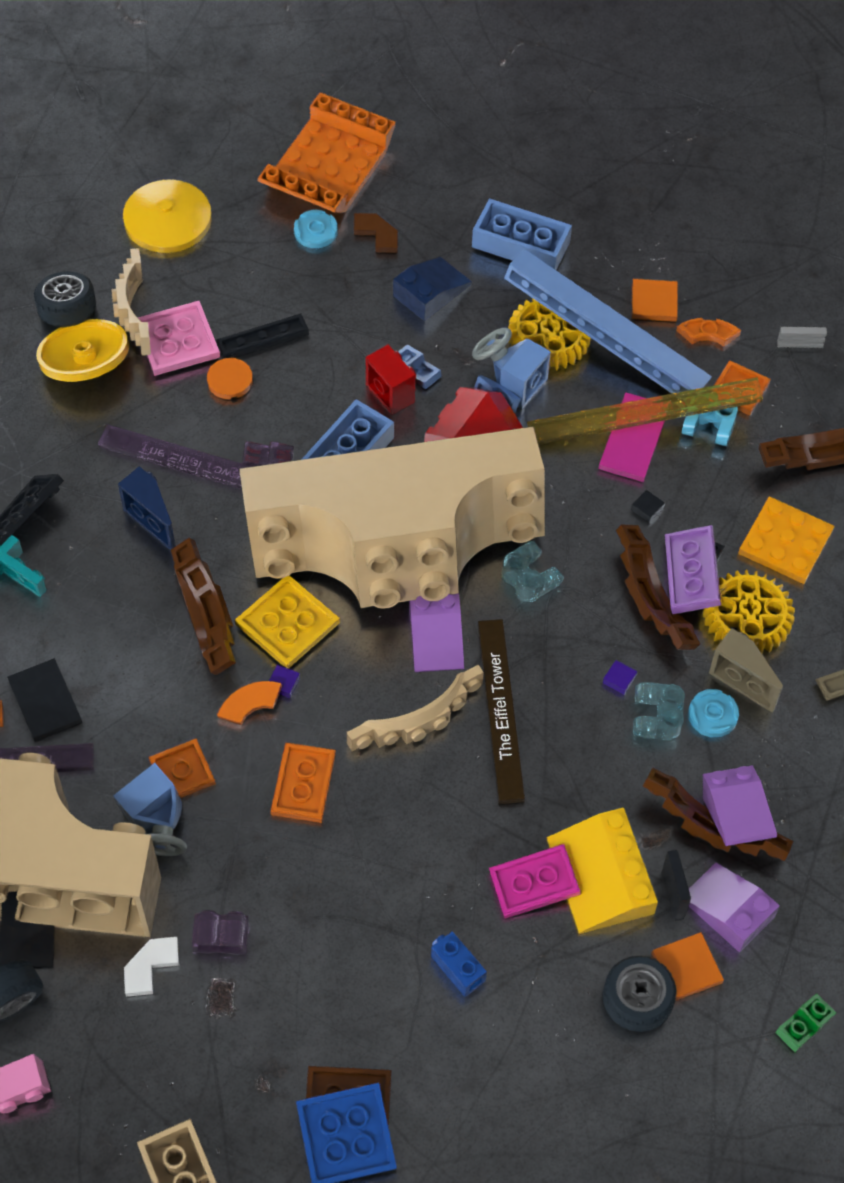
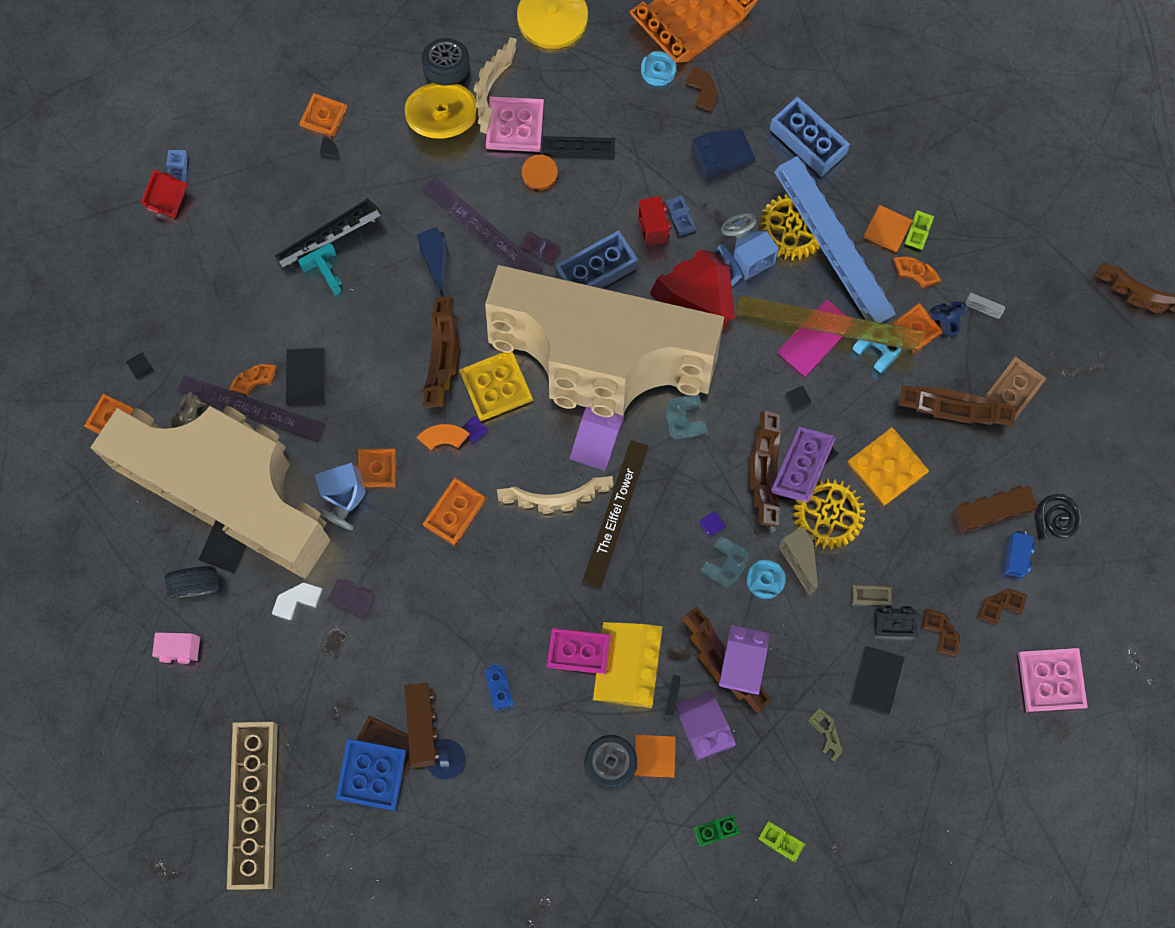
camera: 25 degrees right, 15 degrees up
(382, 1048) = (419, 724): none -> reddish brown brick
(431, 1079) = (450, 760): none -> dark blue tile
(689, 289) = (919, 230): none -> lime slope
(770, 360) = (949, 314): none -> dark blue tile

